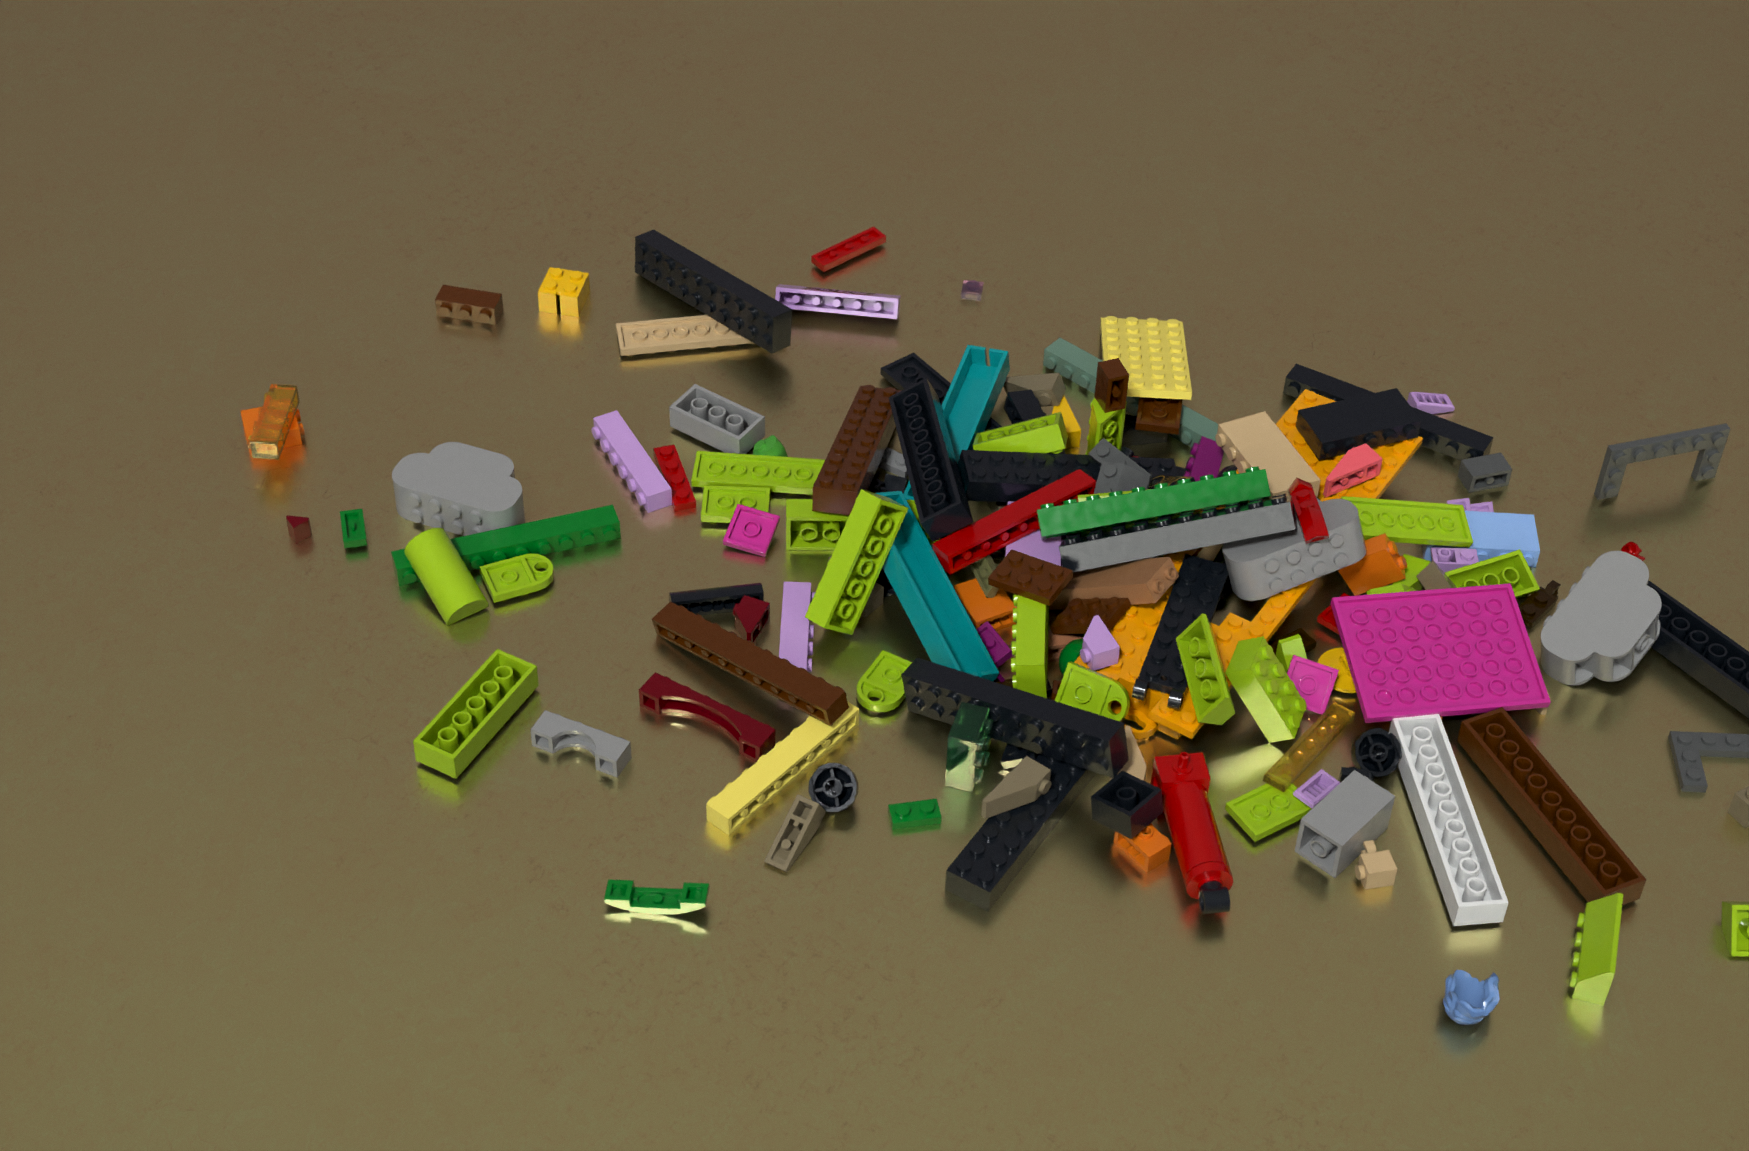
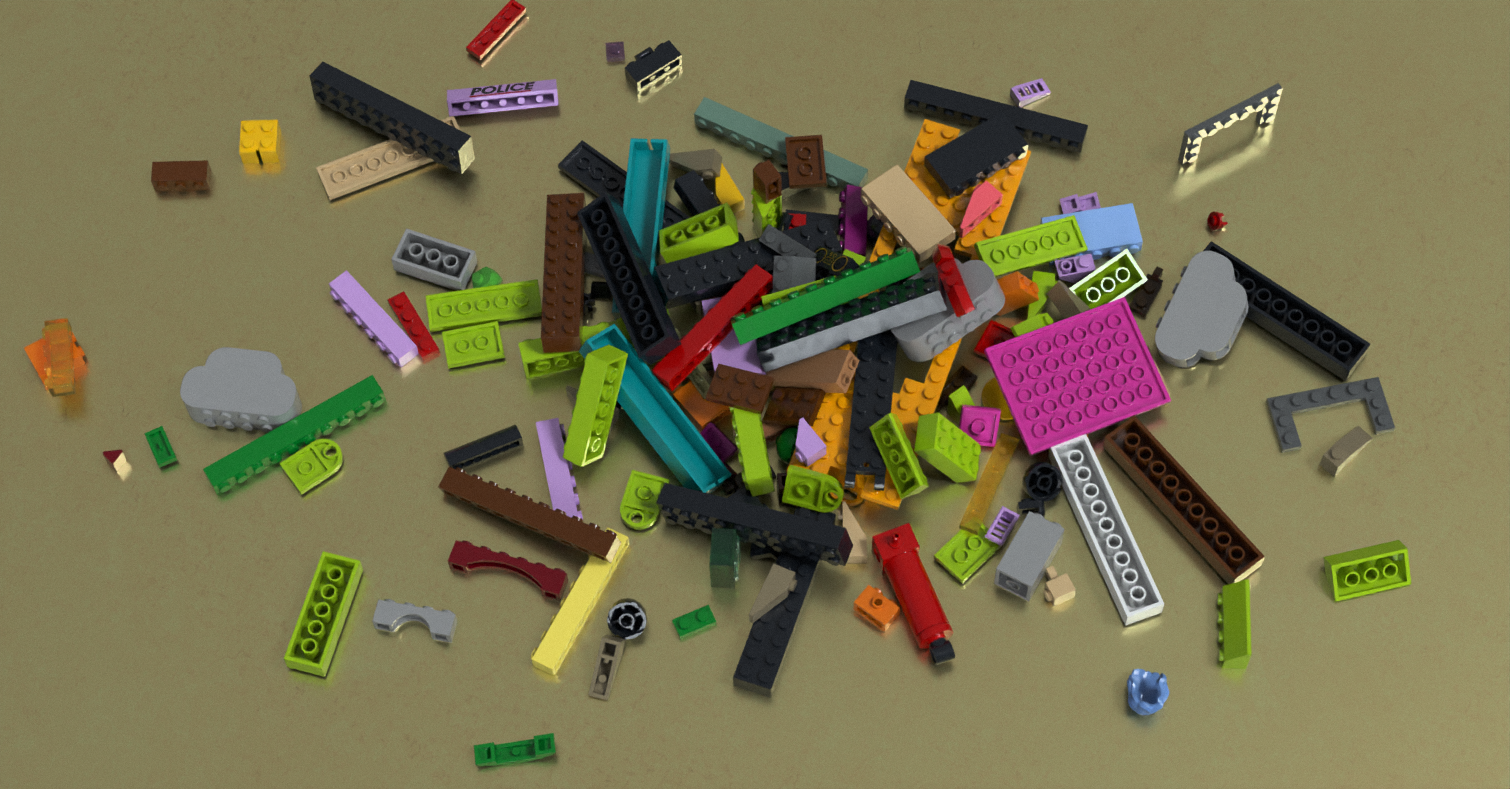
camera: 10 degrees left, 20 degrees up
(445, 575) = (256, 484): lime brick -> none
(751, 530) = (493, 370): dark pink tile -> none
(751, 617) = (517, 463): dark red slope -> none
(1010, 306) = (652, 65): none -> black piece
(1126, 804) = (859, 586): black brick -> none
(1151, 354) = (782, 106): light yellow plate -> none
(1484, 472) = (1085, 161): dark grey brick -> none

